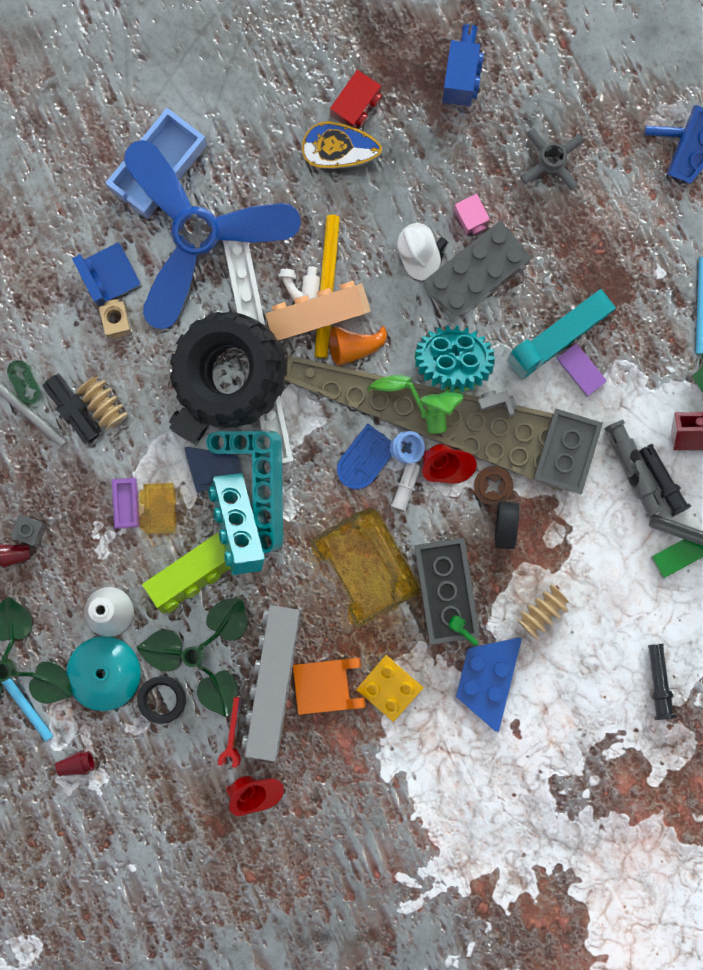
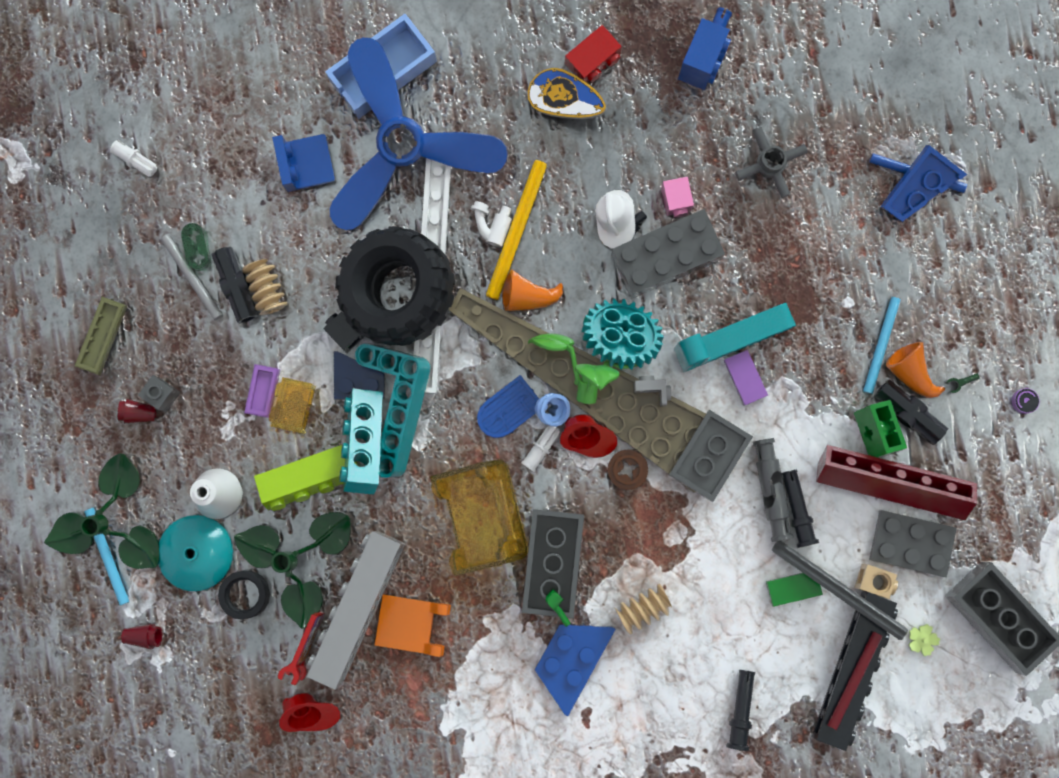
camera: 15 degrees right, 0 degrees up
(118, 329) = (300, 219): tan brick -> none
(318, 312) = (501, 252): light nougat brick -> none
(389, 688) = (471, 644): yellow hinge -> none
(506, 525) = (630, 513): black tyre -> none

